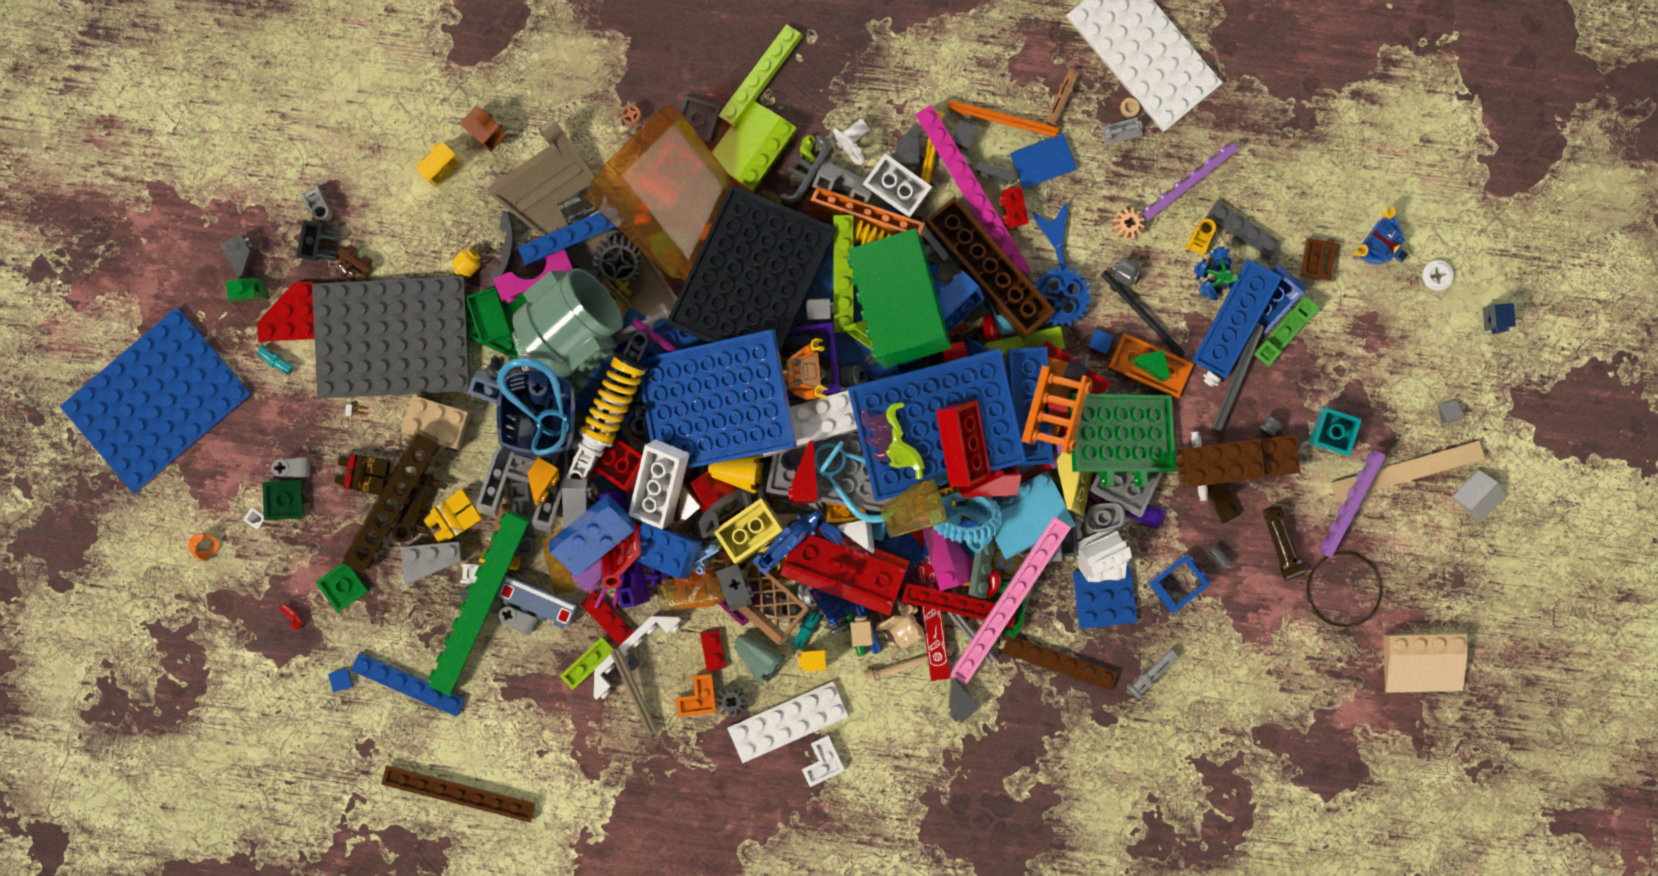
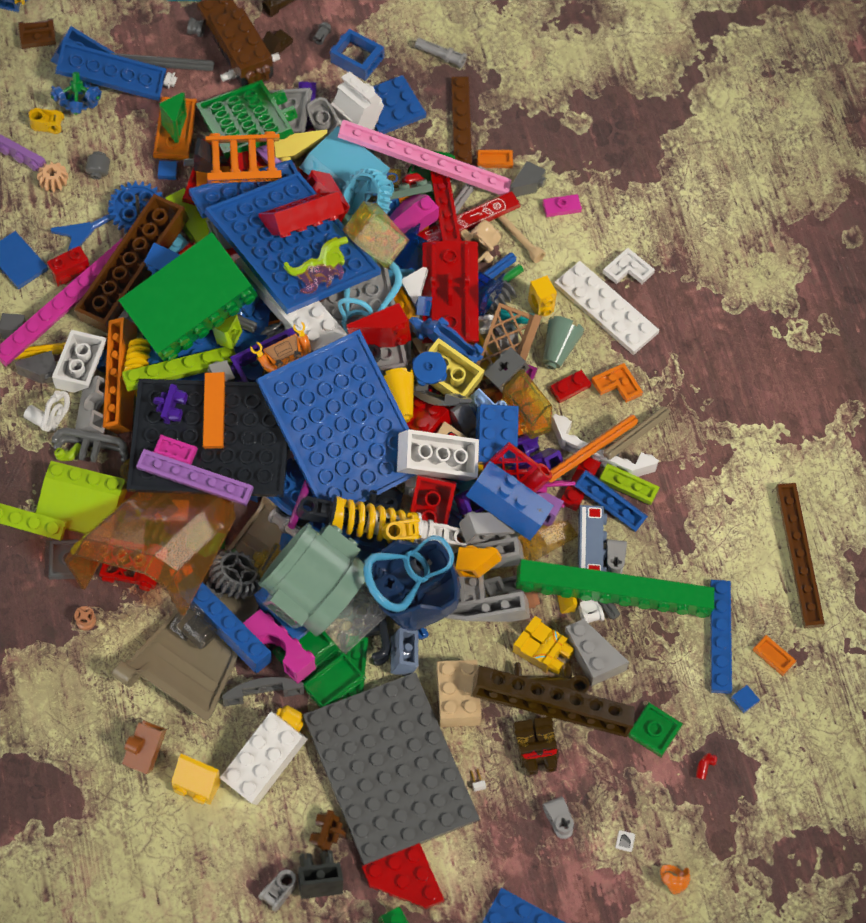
camera: 120 degrees left, 25 degrees down
(275, 360) = (457, 875): teal pin -> none
(283, 500) = (595, 815): dark green plate -> none
(372, 725) = (774, 655): none -> orange tile
(432, 227) = (263, 758): none -> white brick
(576, 639) = (611, 500): none -> blue slope
(586, 420) = (405, 530): none -> yellow piece
(629, 641) = (593, 447): none -> orange axle
(712, 247) = (195, 477): none -> medium lavender plate
(730, 694) = (603, 349): dark grey gear -> none
(746, 238) = (175, 449): none -> dark pink plate
(752, 509) = (429, 368): none -> blue piece
(772, 286) = (214, 410): none -> orange tile
(784, 243) = (167, 402): none -> dark purple hips
(862, 631) = (501, 260): tan brick -> none
(921, 725) = (562, 205): none -> dark pink plate
(1001, 176) = (42, 285): dark grey plate -> none
(1001, 679) = (495, 158): none -> orange tile
(1117, 287) = (114, 170): black bar -> none
(1243, 229) = (28, 94): dark grey plate -> none
(1286, 330) = (111, 41): bright green slope -> none

